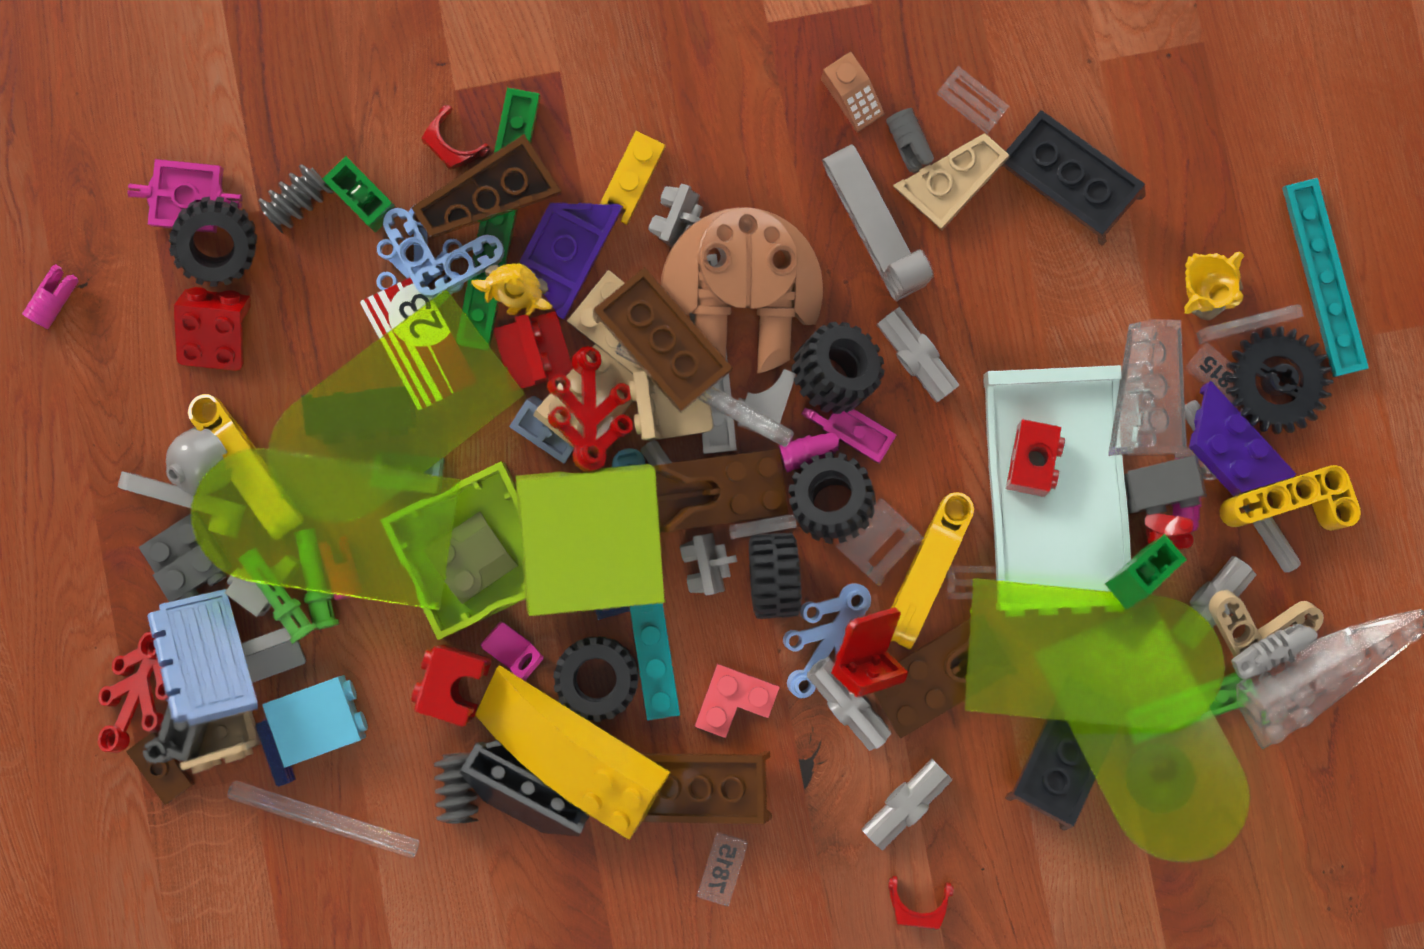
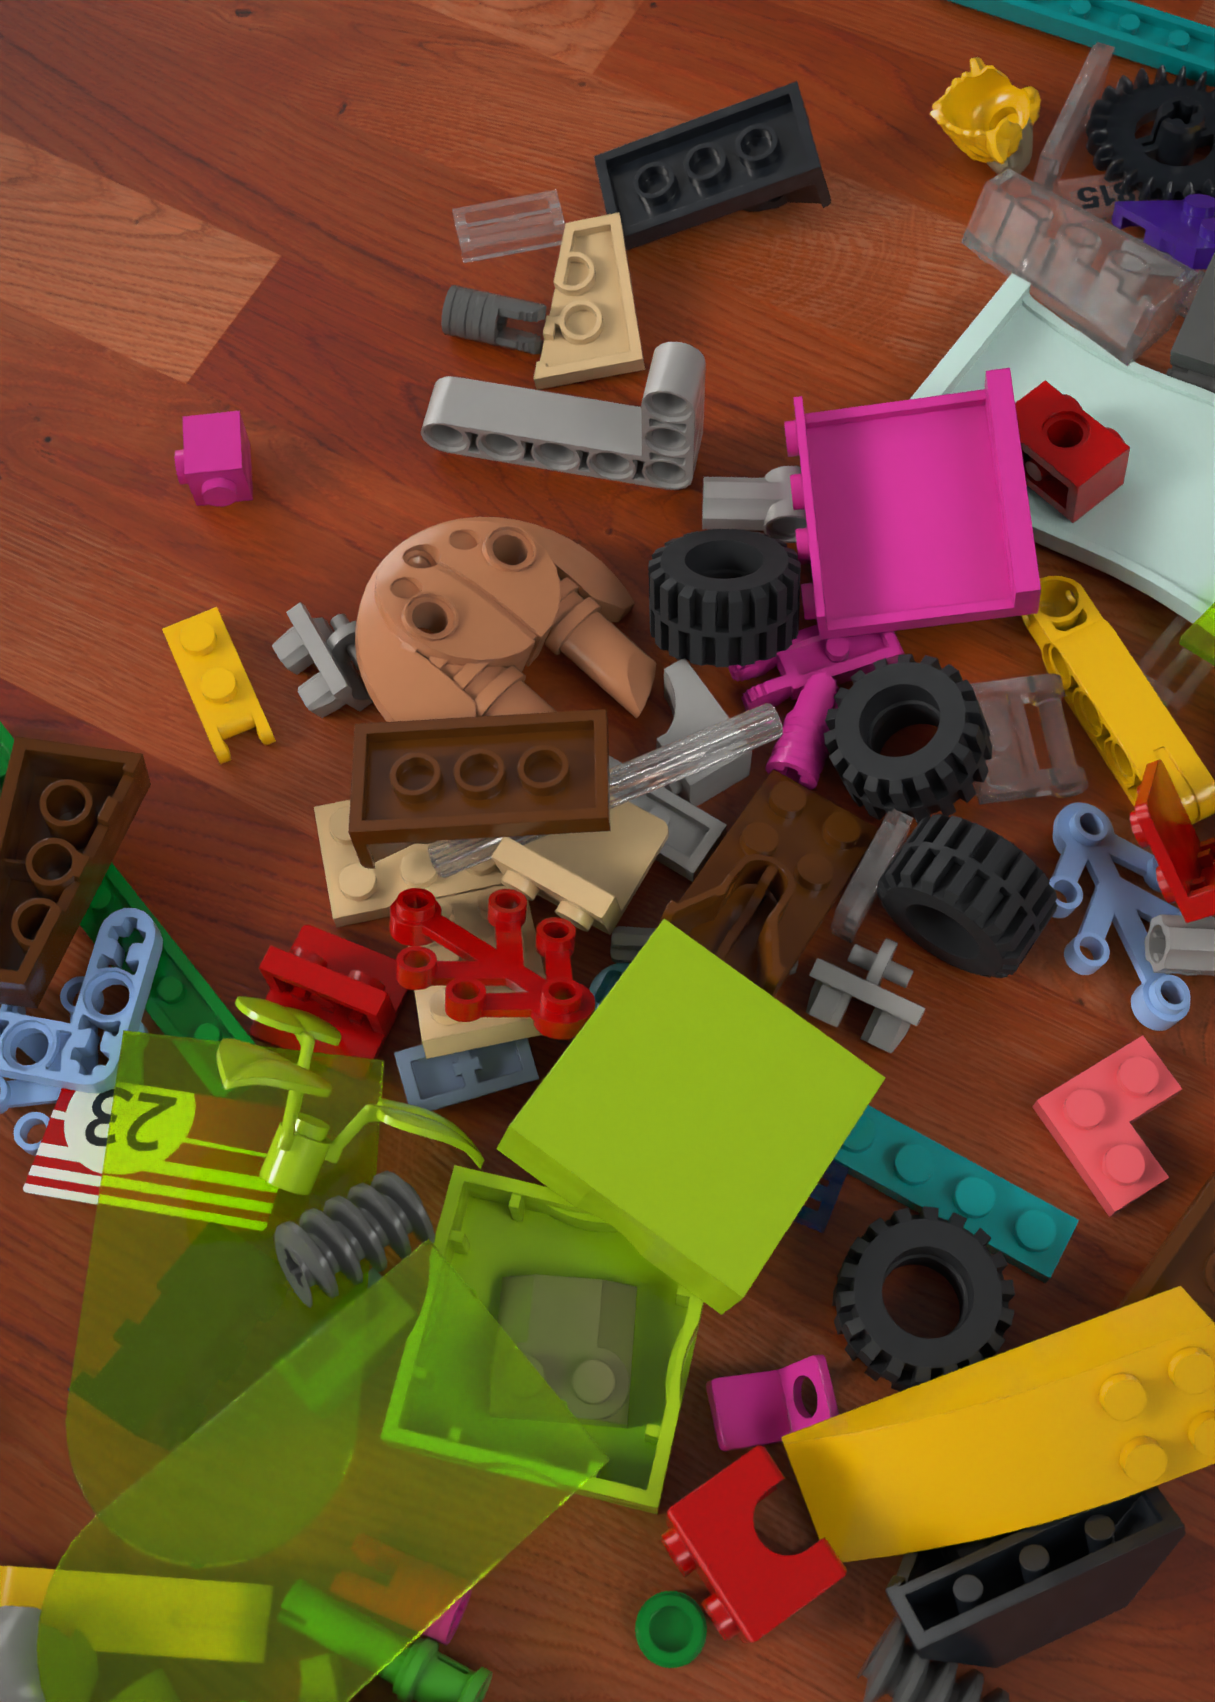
camera: 45 degrees left, 20 degrees down
(405, 675) = (671, 1629): none -> green tile
(441, 448) = (350, 1232): none -> dark grey piece
(460, 376) = (300, 1138): none -> lime plant
(514, 287) = (216, 937): yellow hair -> none
(567, 248) = (233, 840): dark purple wing -> none
(733, 79) = (215, 459): none -> dark pink brick
(852, 91) = (366, 337): nougat slope -> none
(944, 416) = (914, 512): none -> dark pink panel

